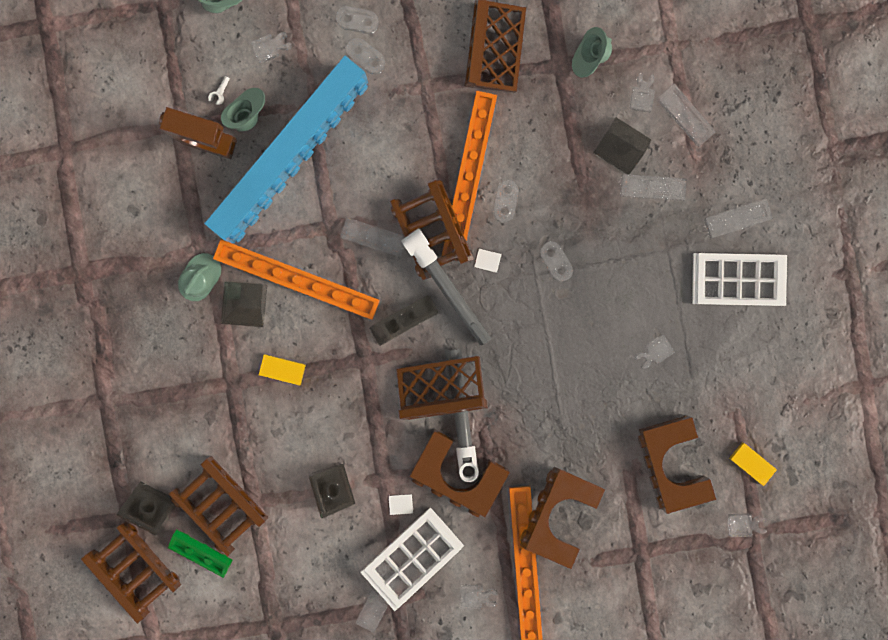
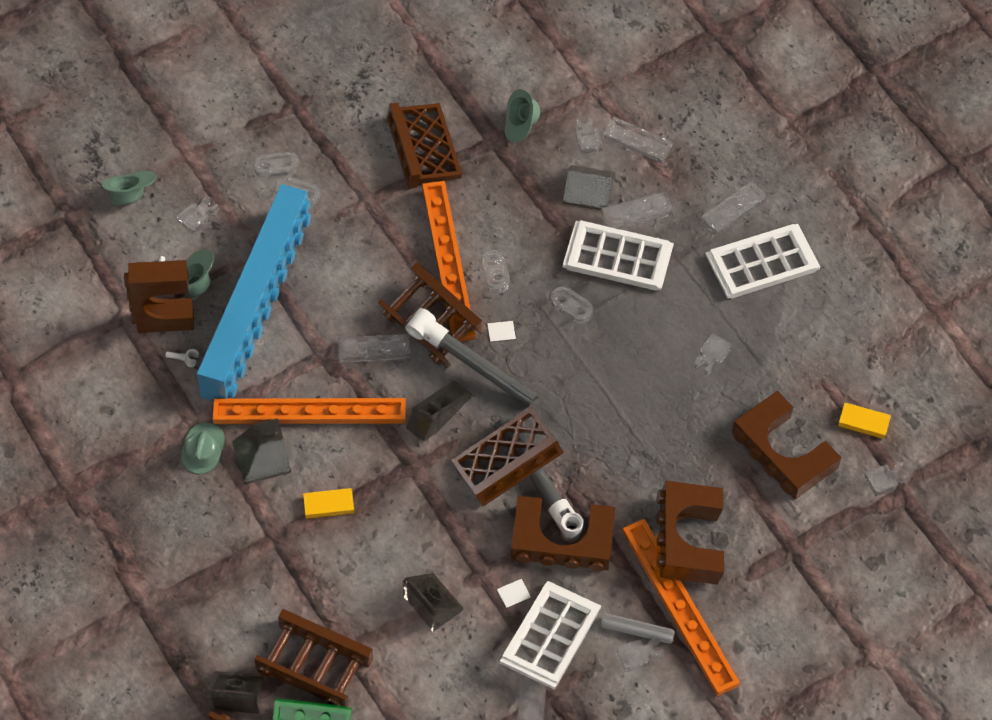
camera: 30 degrees left, 30 degrees down
(212, 185) = (185, 357): none -> white hand
(485, 575) = (637, 628): none -> light grey axle
(617, 226) = (618, 255): none -> white piece

